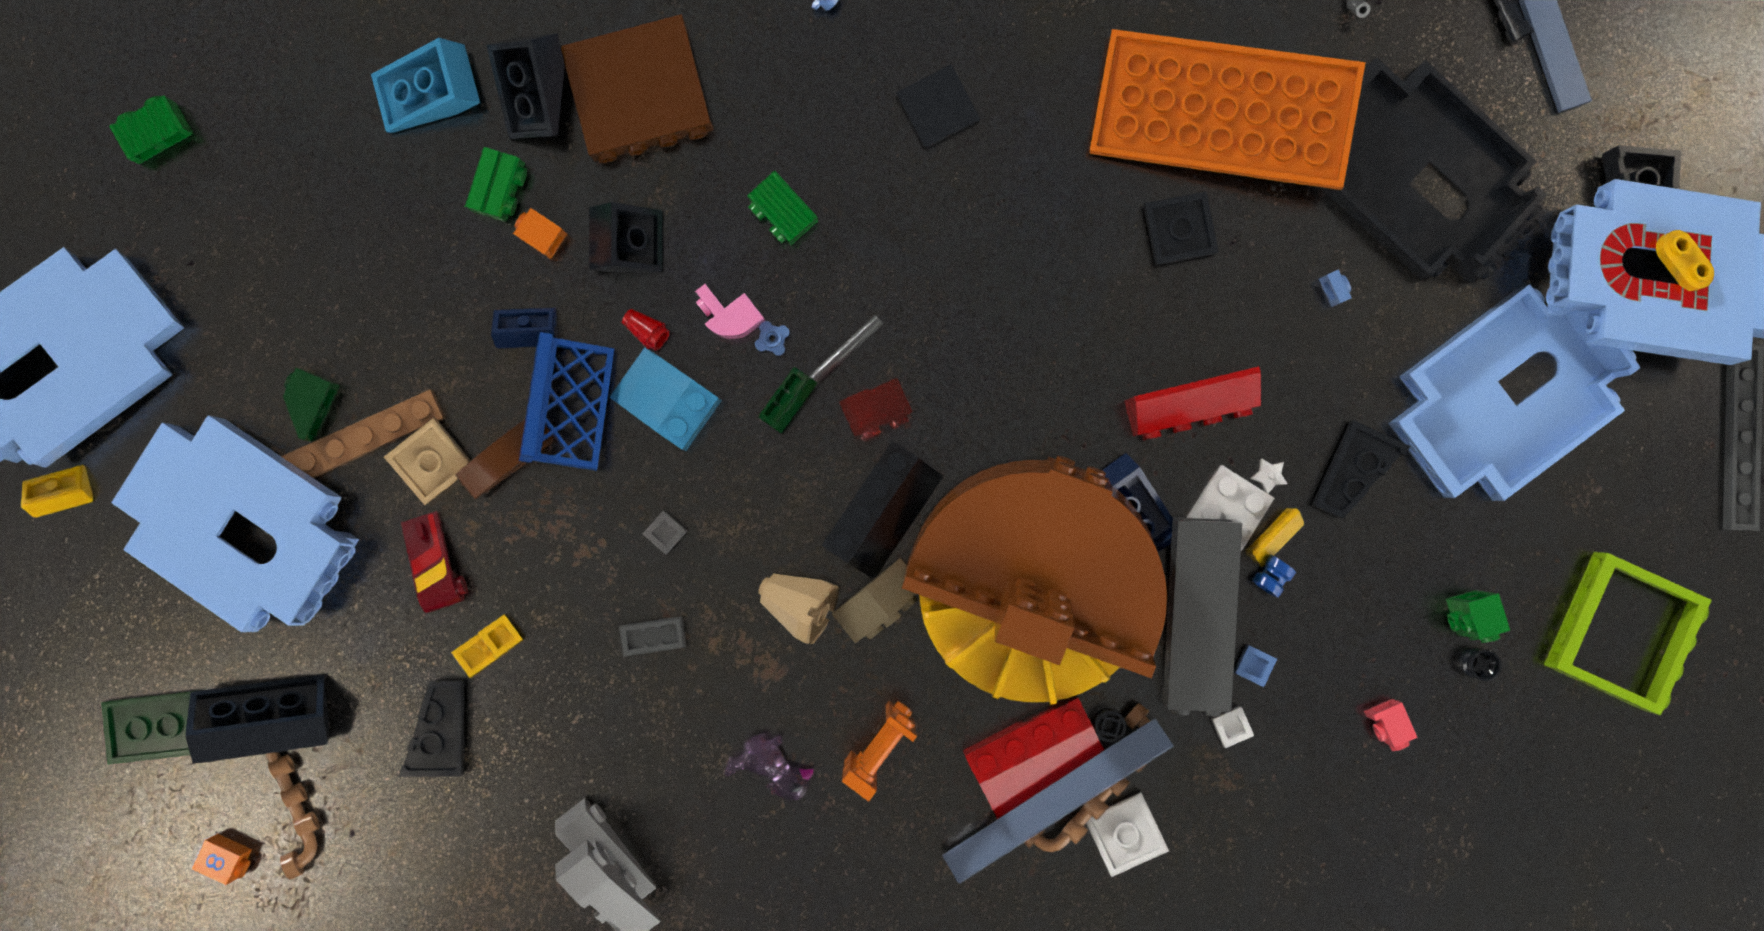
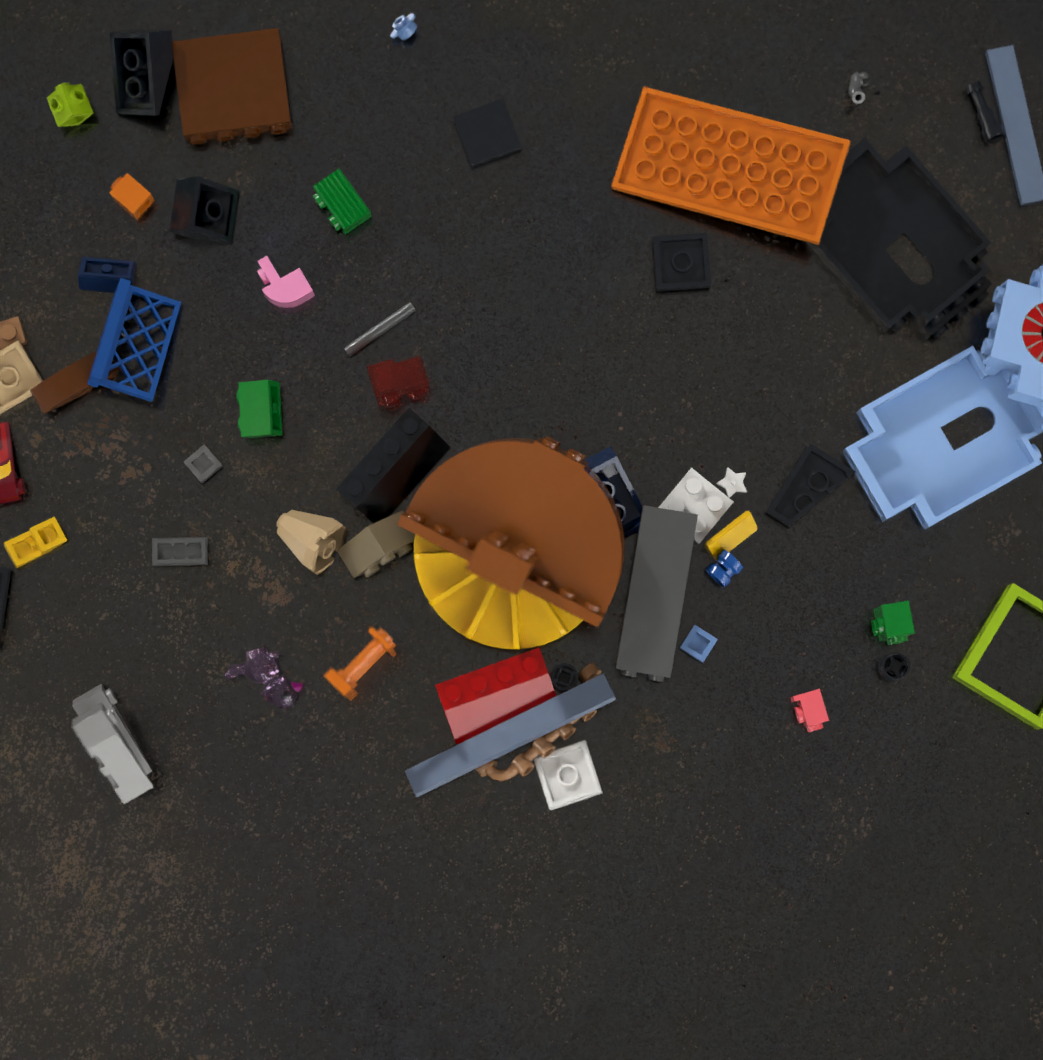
camera: 10 degrees right, 5 degrees down
(425, 86) = (51, 59): dark azure slope -> none
(453, 135) = (69, 104): none -> lime brick
(496, 185) = (100, 150): green brick -> none
(646, 329) = (211, 289): red cone -> none
(665, 399) = (219, 350): dark azure slope -> none
(721, 462) = (259, 409): none -> green brick
(775, 346) = (311, 314): medium blue plate -> none
(787, 399) = (324, 364): dark green plate -> none
(1194, 402) = (673, 409): red slope -> none
(1232, 727) = (672, 693): white plate -> none
(1336, 287) = (809, 328): medium blue plate -> none

